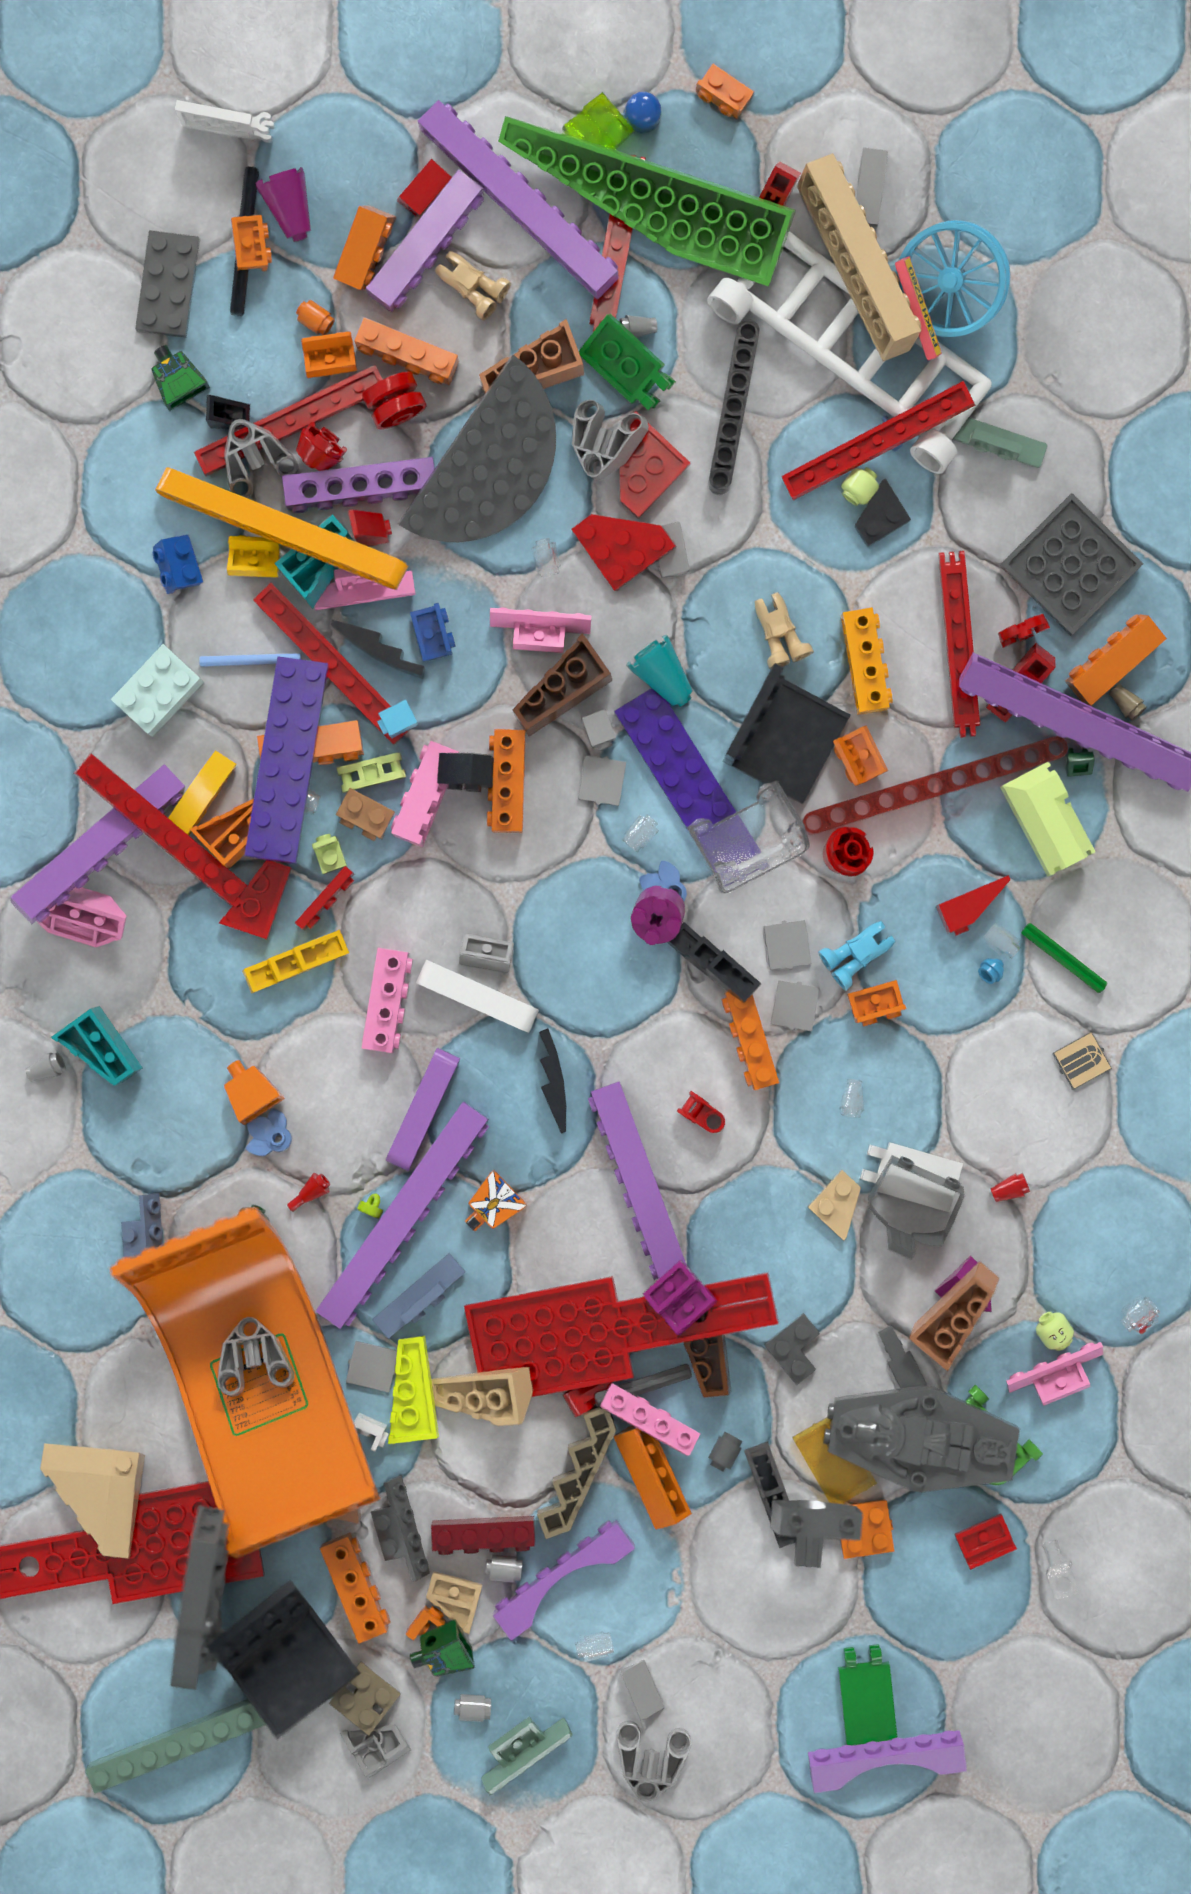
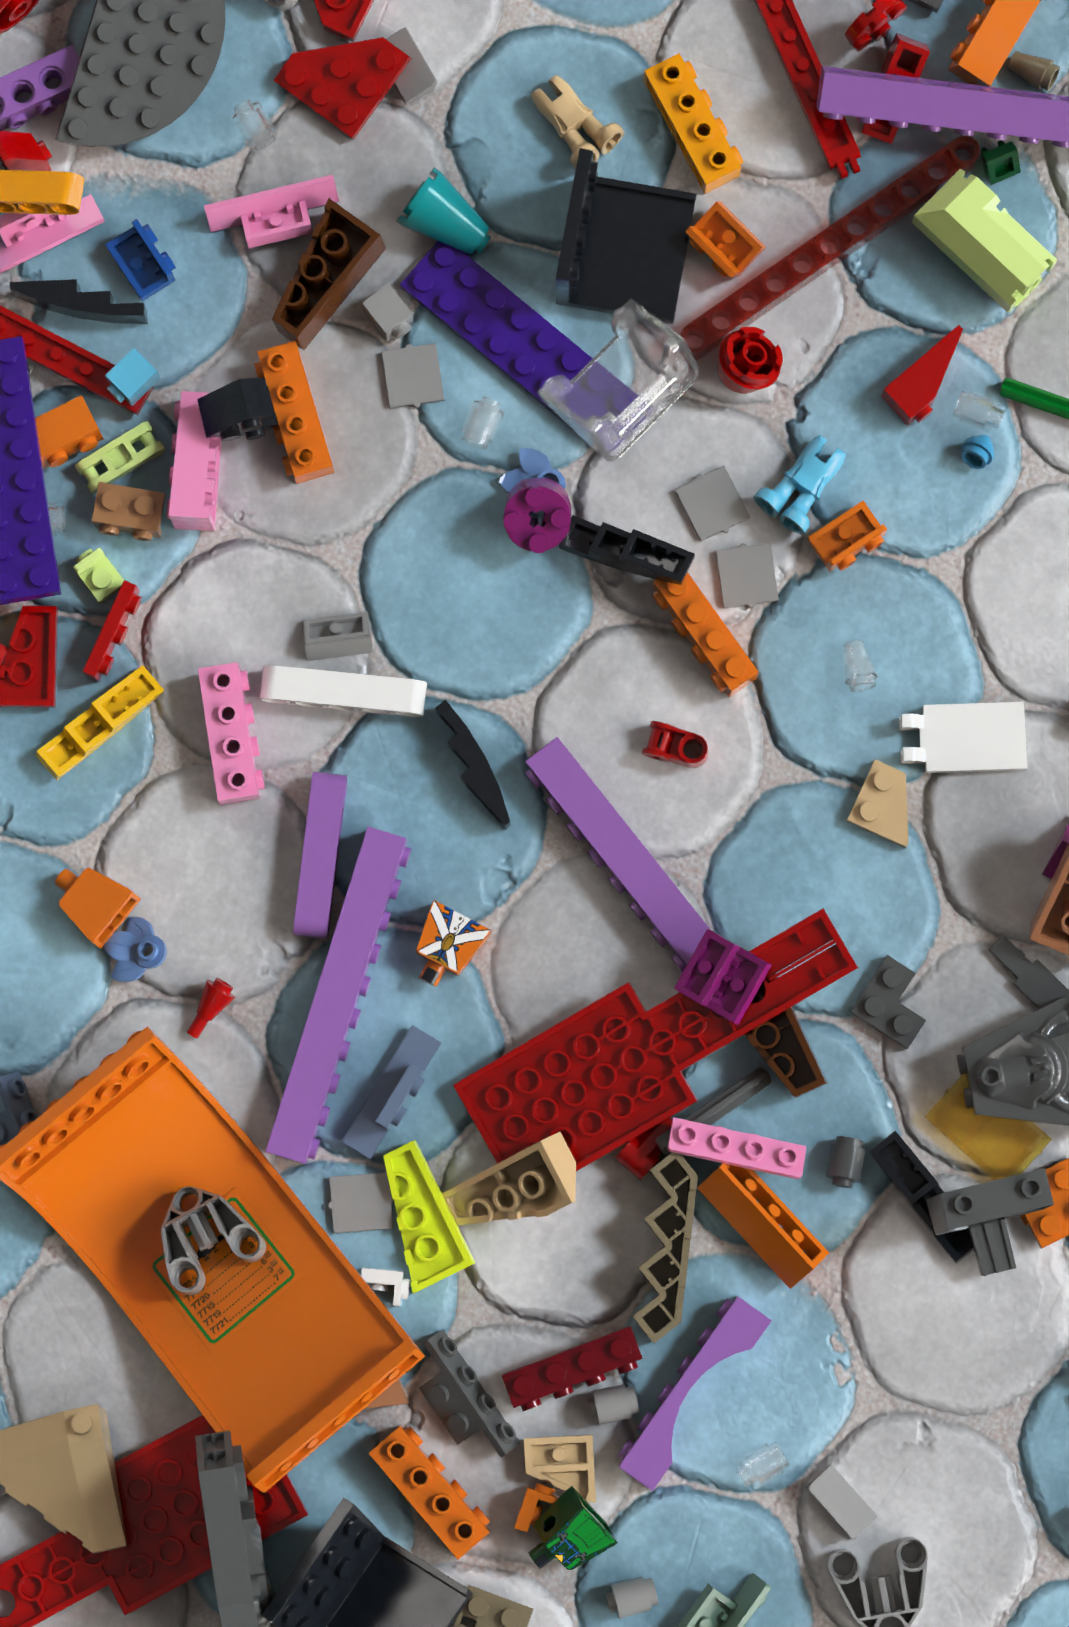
camera: 15 degrees left, 5 degrees down
(371, 1206) = (294, 999): lime tile -> none
(905, 1243) = (976, 819): dark grey piece -> none

